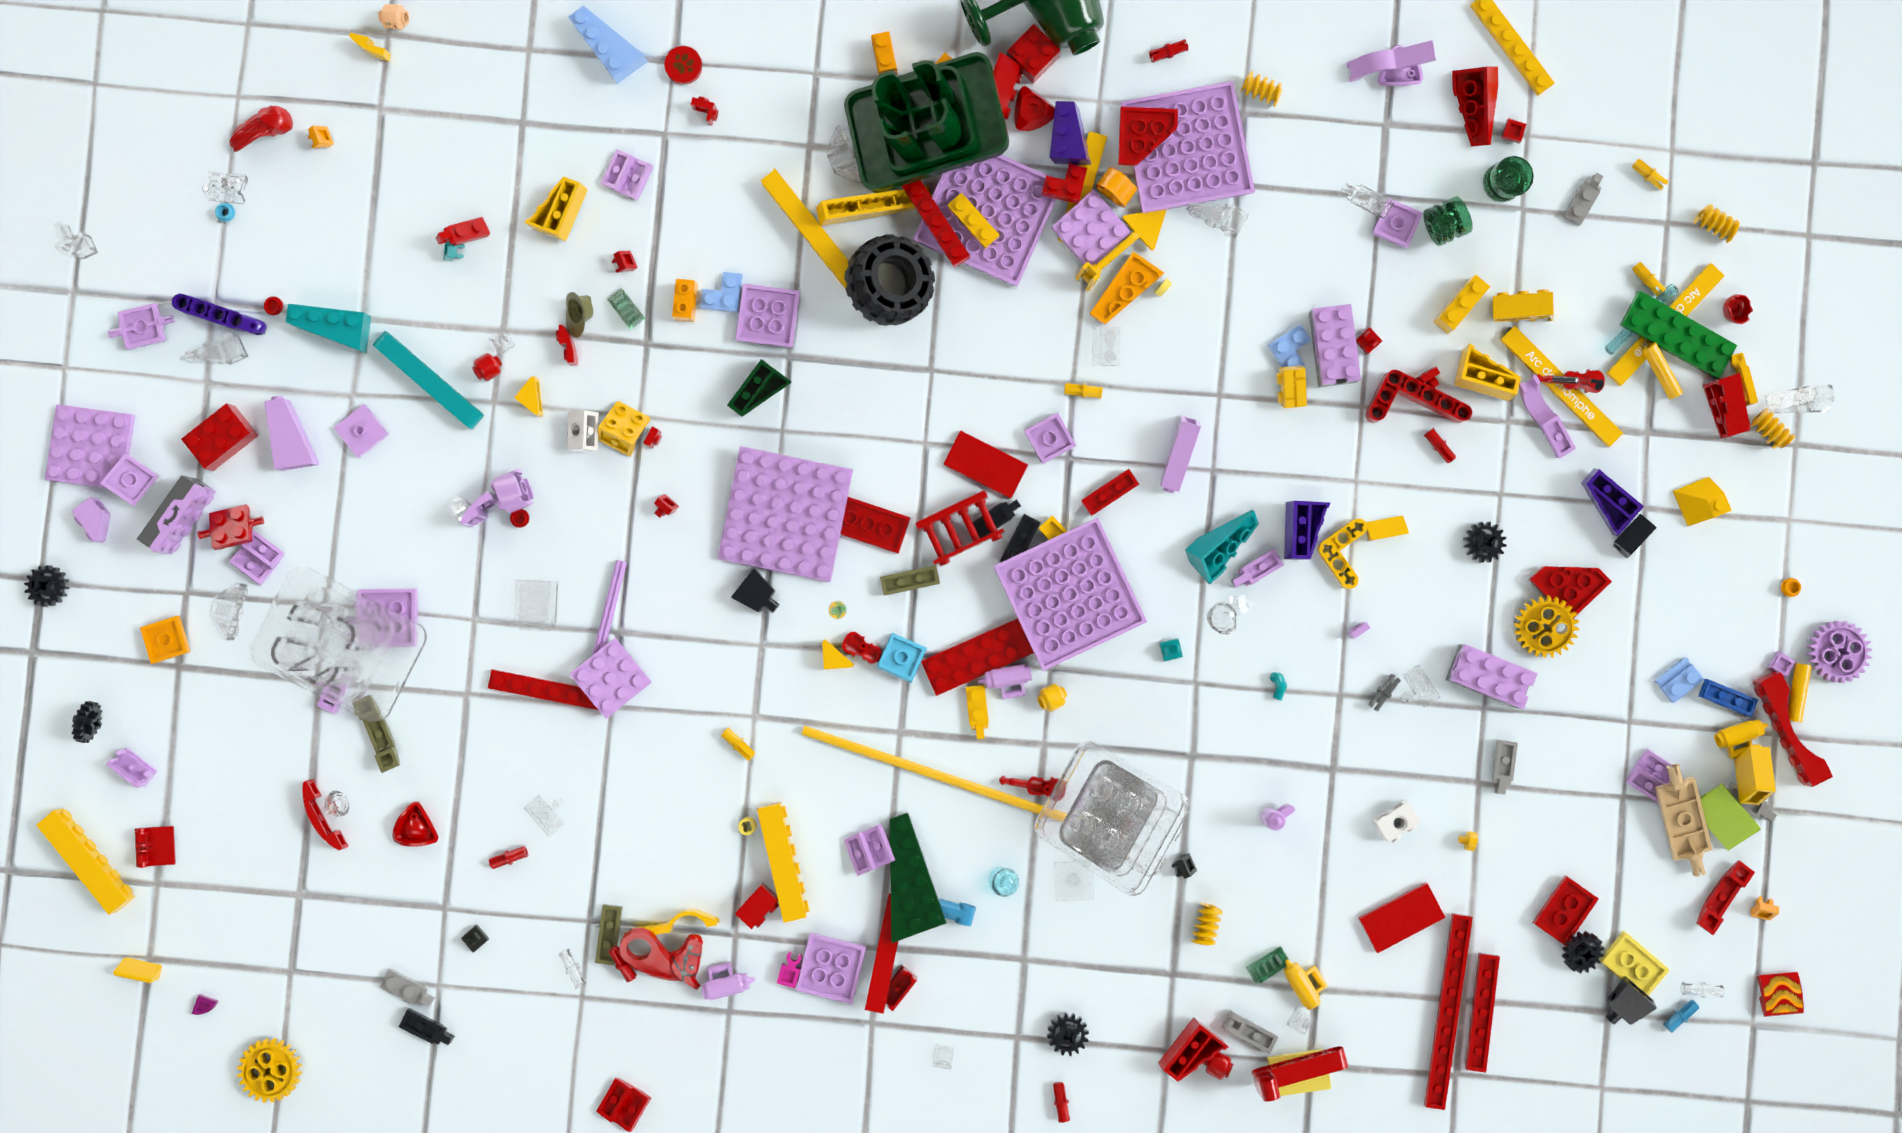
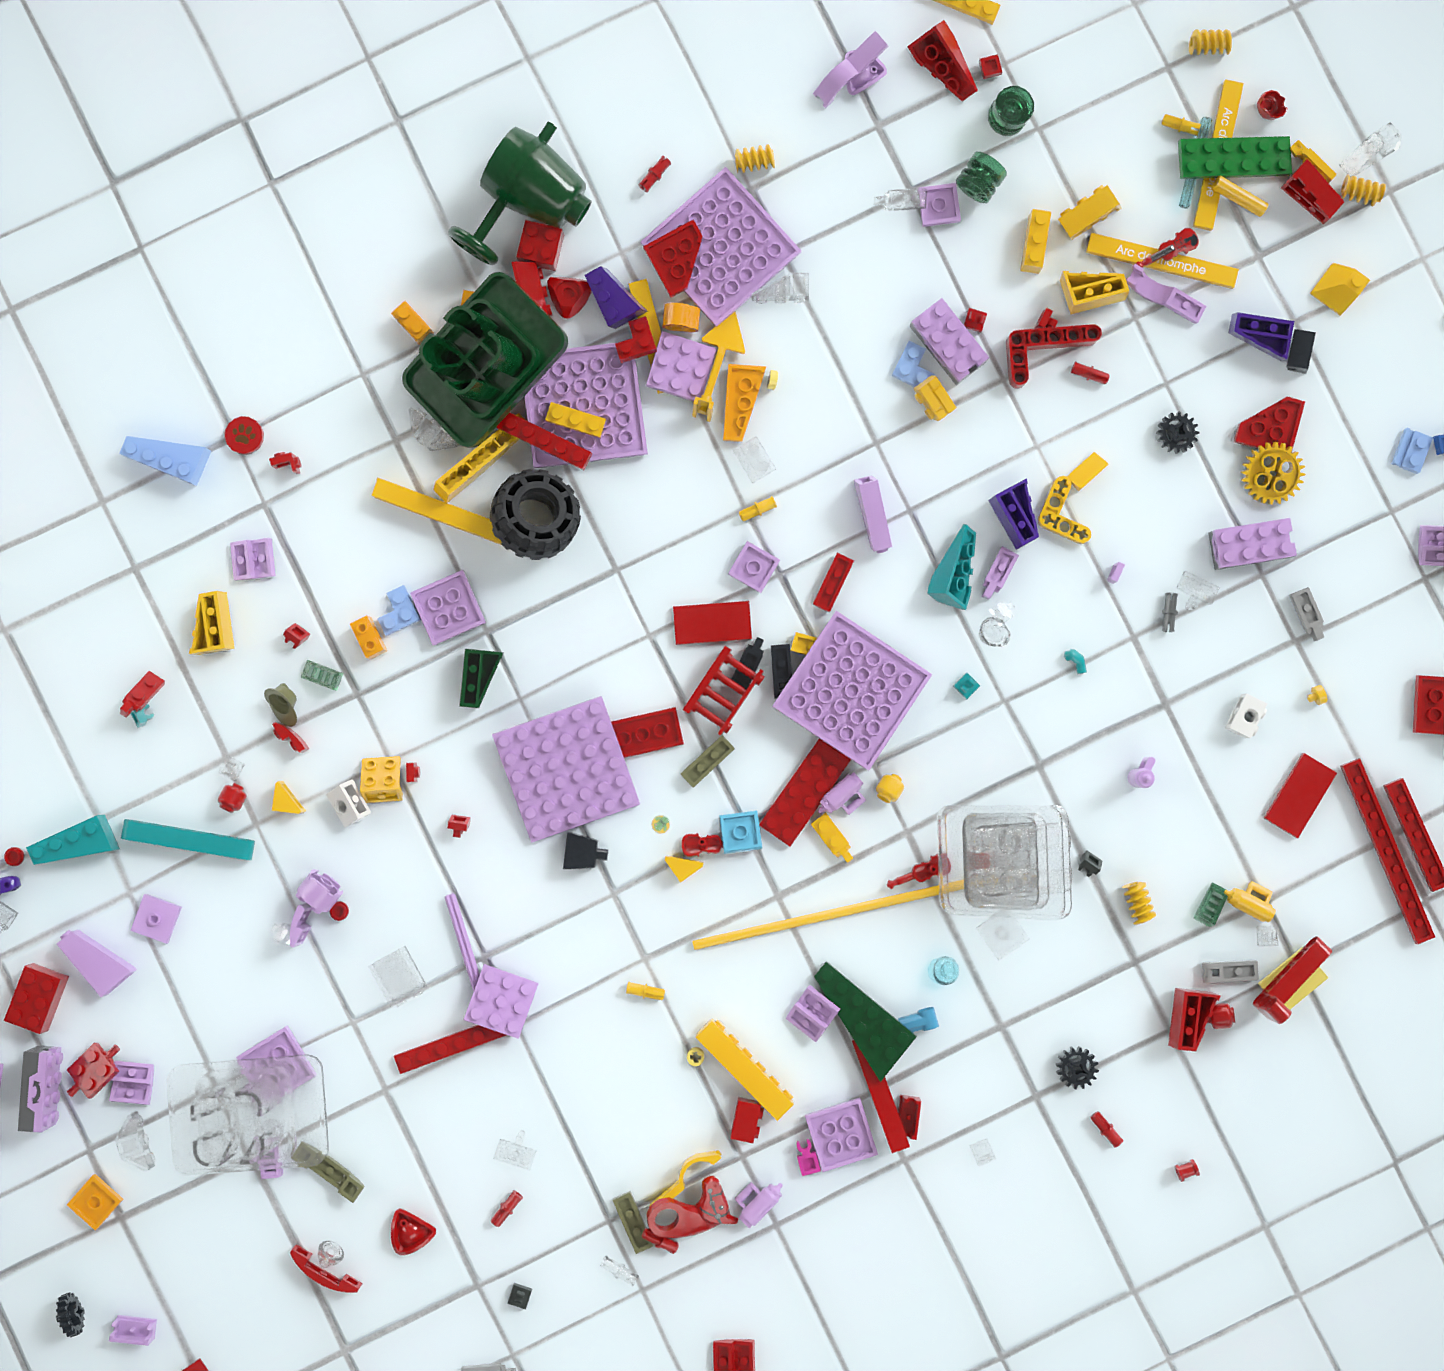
camera: 30 degrees left, 0 degrees up
(1583, 200) = (1085, 90): light grey hinge -> none
(1649, 174) = (1128, 34): yellow axle -> none

